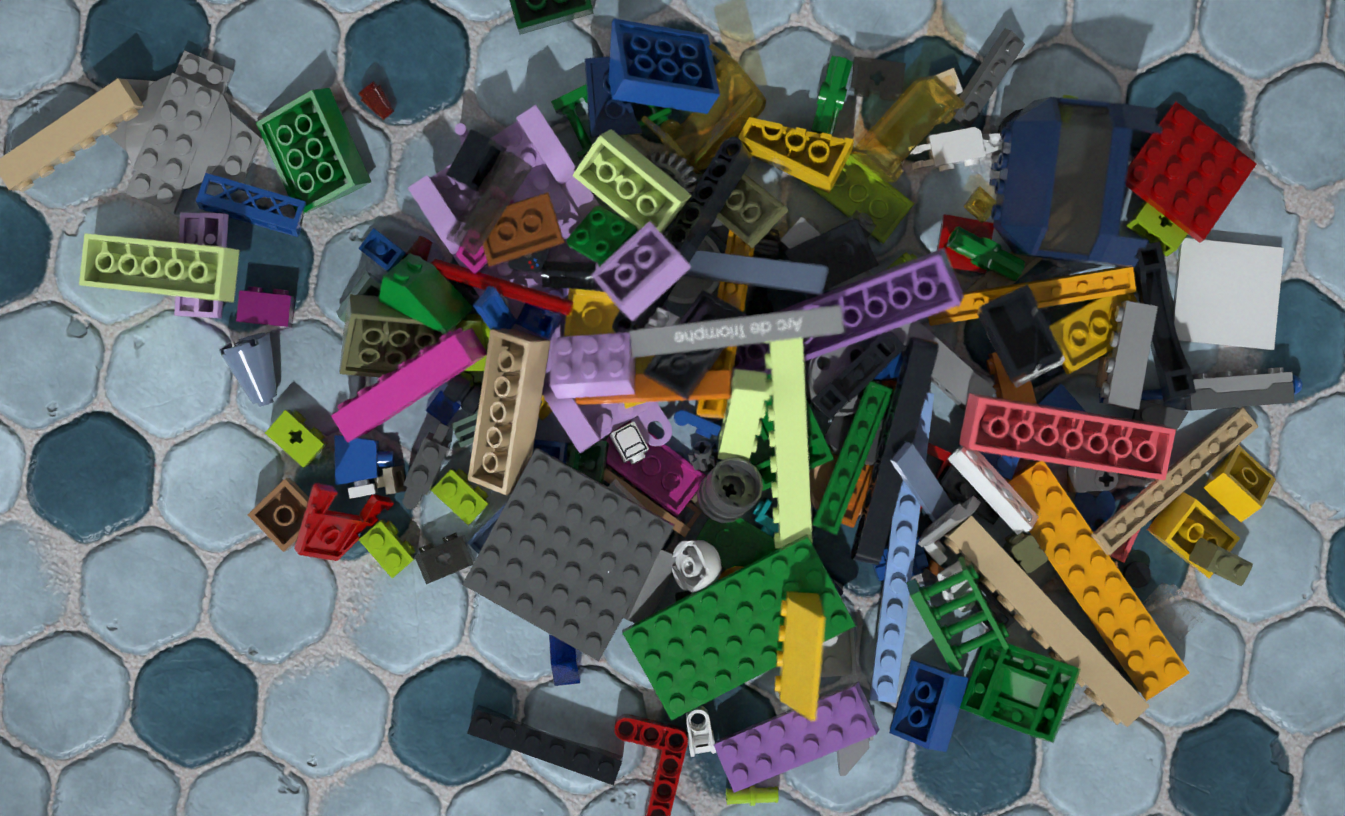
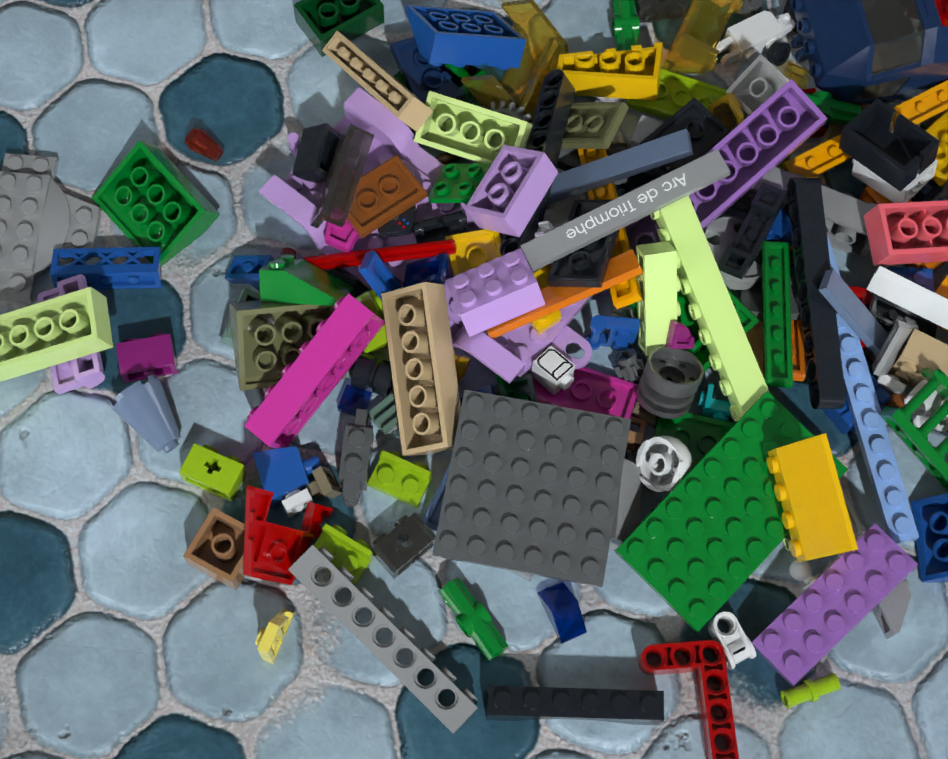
camera: 20 degrees left, 20 degrees down
(304, 608) = (271, 638): none -> light yellow wing
(362, 584) = (306, 571): none -> light grey brick
(484, 643) = (473, 619): none -> green piece
(556, 99) = (377, 81): none -> tan brick
(752, 454) = (679, 336): none -> magenta tile
(891, 231) = (727, 110): none -> rock
(931, 217) = (757, 84): none -> white slope
(973, 174) = (778, 52): none -> black tile

